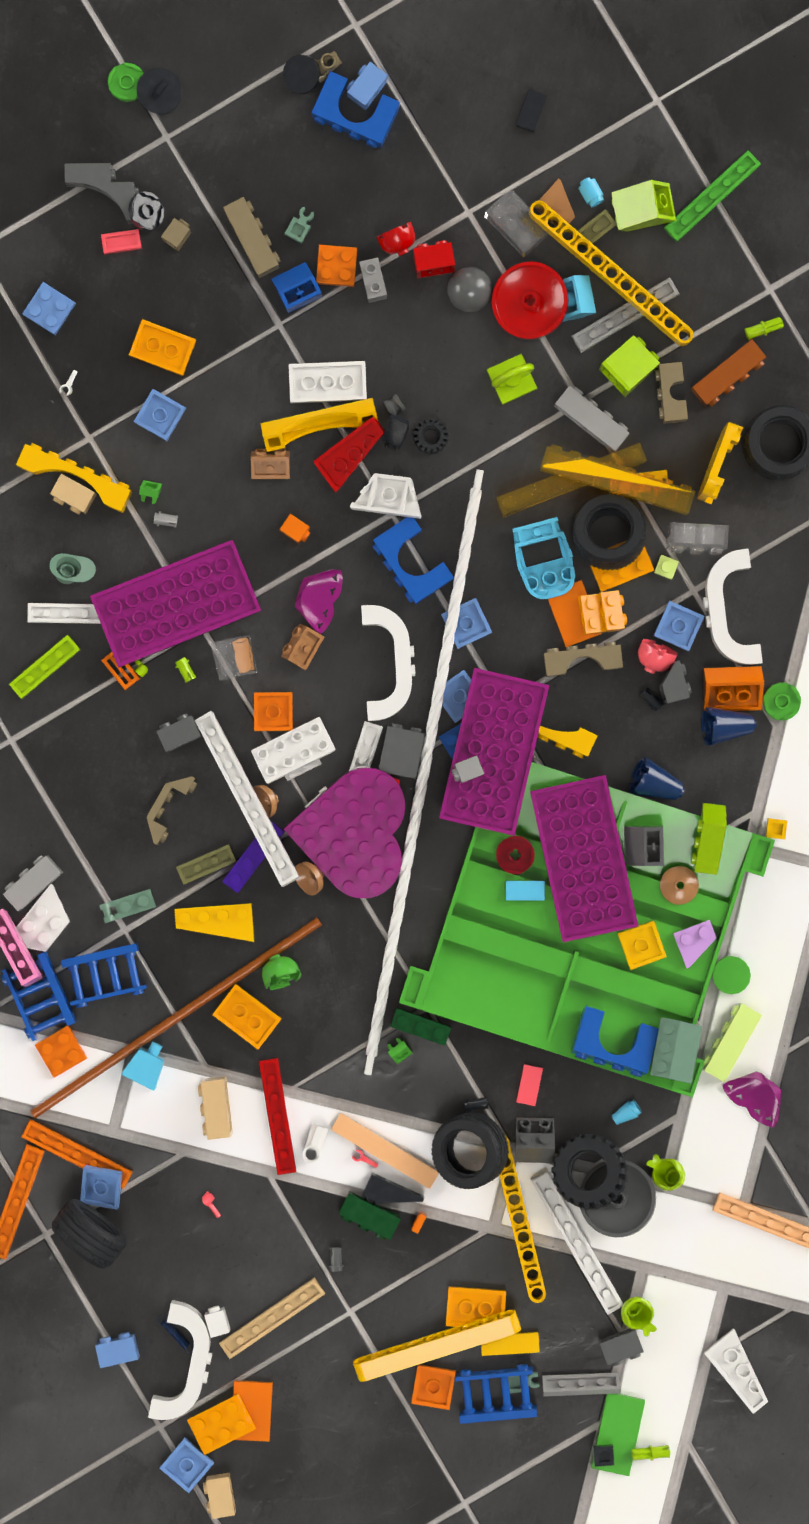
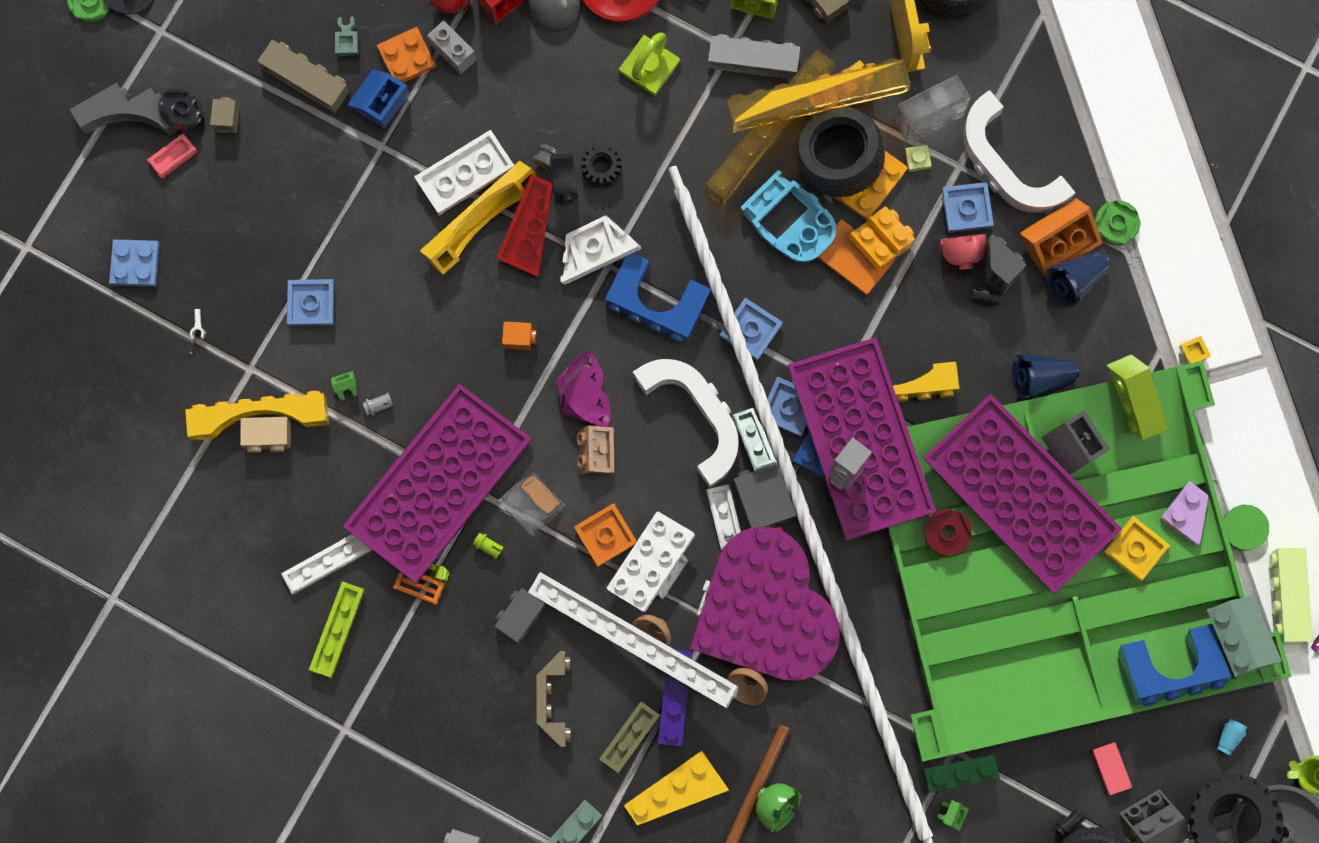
camera: 30 degrees left, 10 degrees down
(72, 568) = (306, 511): sand green piece -> none
(162, 347) = (274, 234): light orange plate -> none
(270, 464) = (454, 286): medium nougat bracket -> none
(419, 707) = (755, 440): none -> tile
(525, 890) = (981, 564): medium azure tile -> none
(607, 656) = (915, 279): dark tan arch -> none
(671, 878) = (1127, 473): medium nougat dish -> none

